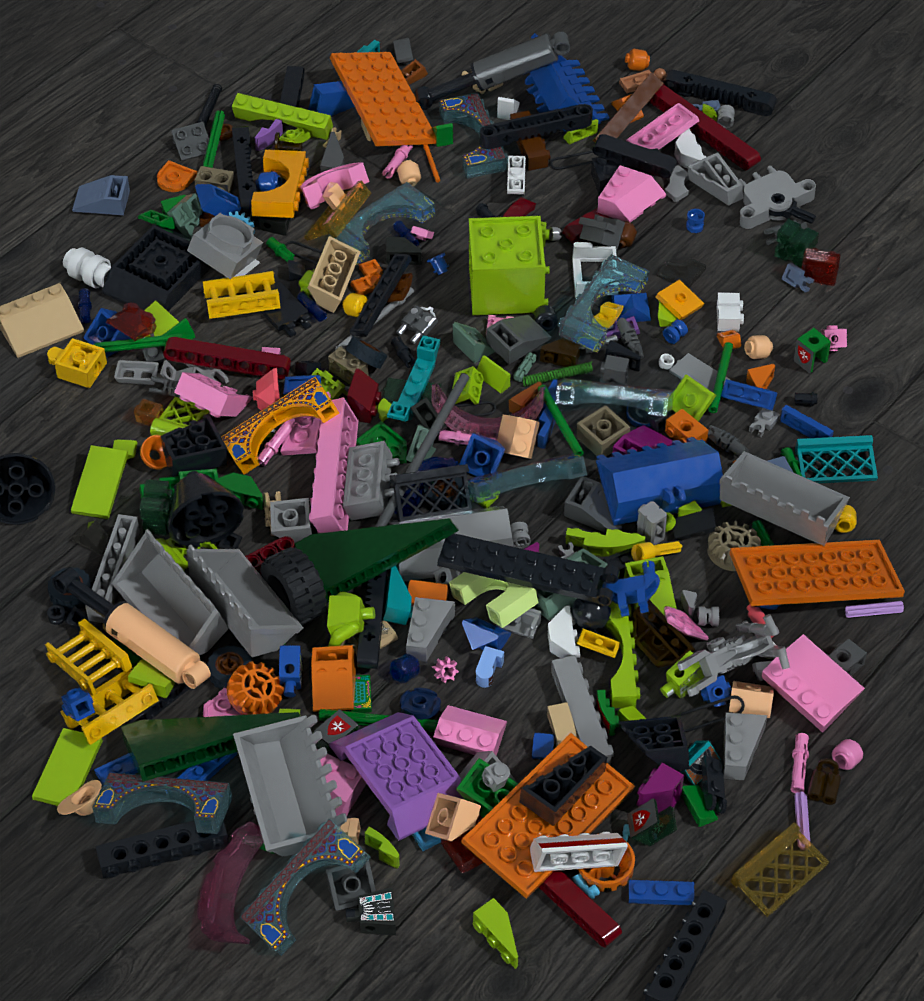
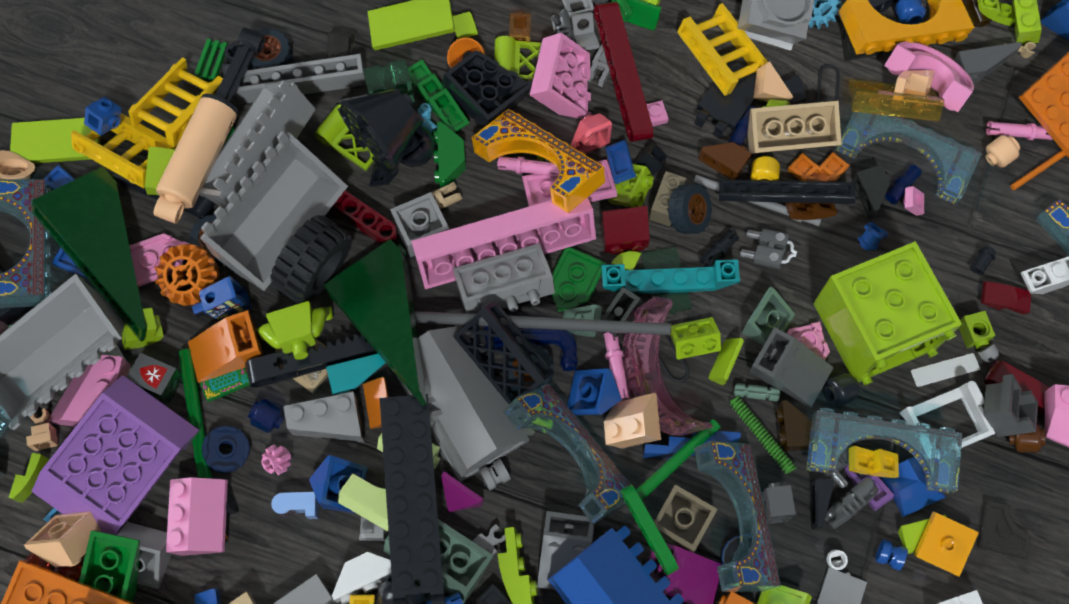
camera: 70 degrees right, 20 degrees up
(50, 629) = (203, 59): none -> green tile
(279, 249) = (815, 62): green axle -> none
(286, 277) = (770, 85): none -> light nougat slope
(334, 323) = (726, 158): none -> reddish brown slope
(496, 775) = (114, 568): light grey plate -> none
(523, 398) = (702, 411): dark orange slope -> none
(555, 263) = (945, 369): none -> white sticker
(584, 443) = (649, 530): none -> green beam

